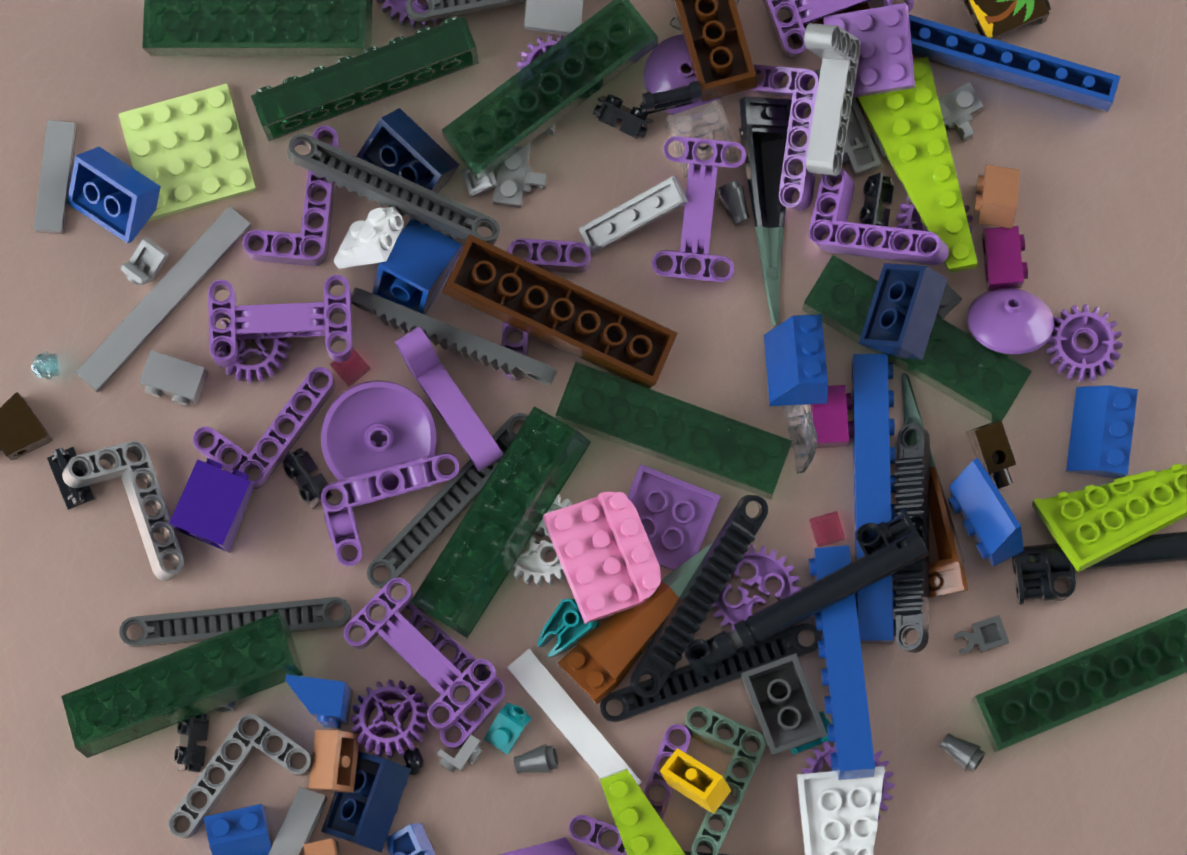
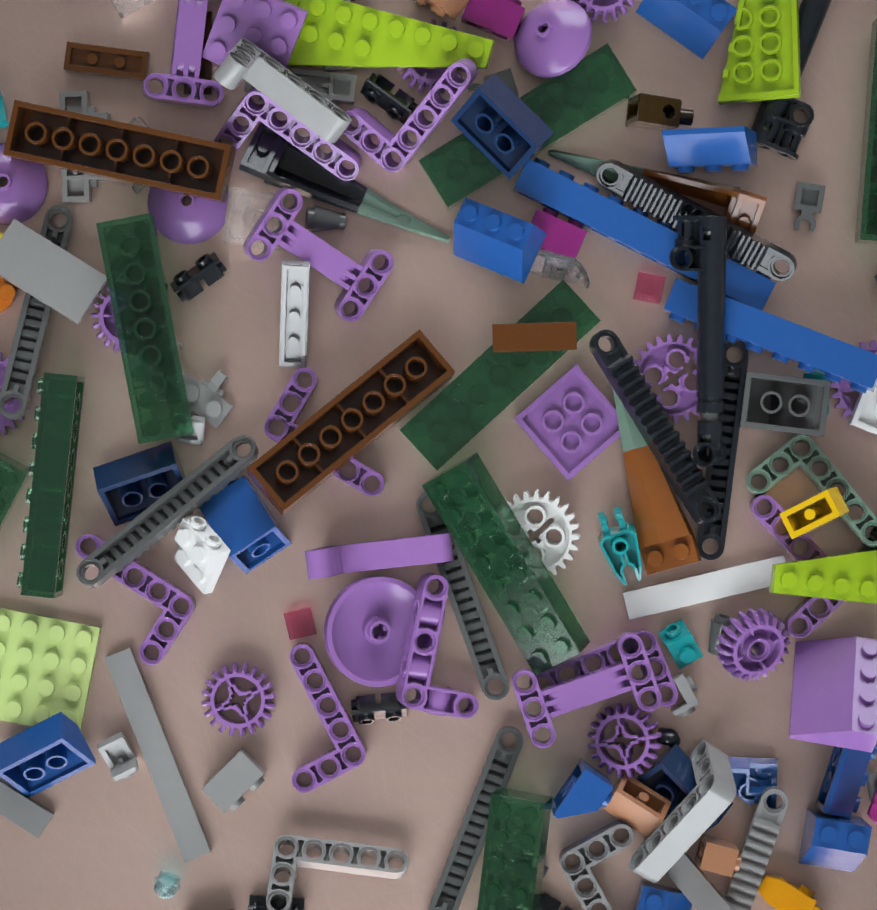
camera: 70 degrees left, 10 degrees up
(213, 504) = (366, 802): dark purple slope -> none
(279, 320) = (233, 667): medium lavender beam -> none
(347, 811) = (691, 817): none -> light grey beam
(453, 338) = (324, 525): dark grey gear -> none
(534, 808) = (756, 628): none -> medium lavender gear
(604, 554) = (580, 490): bright pink plate -> none
(670, 99) = (211, 219): black plate -> none
(725, 439) = (534, 337): none -> reddish brown tile

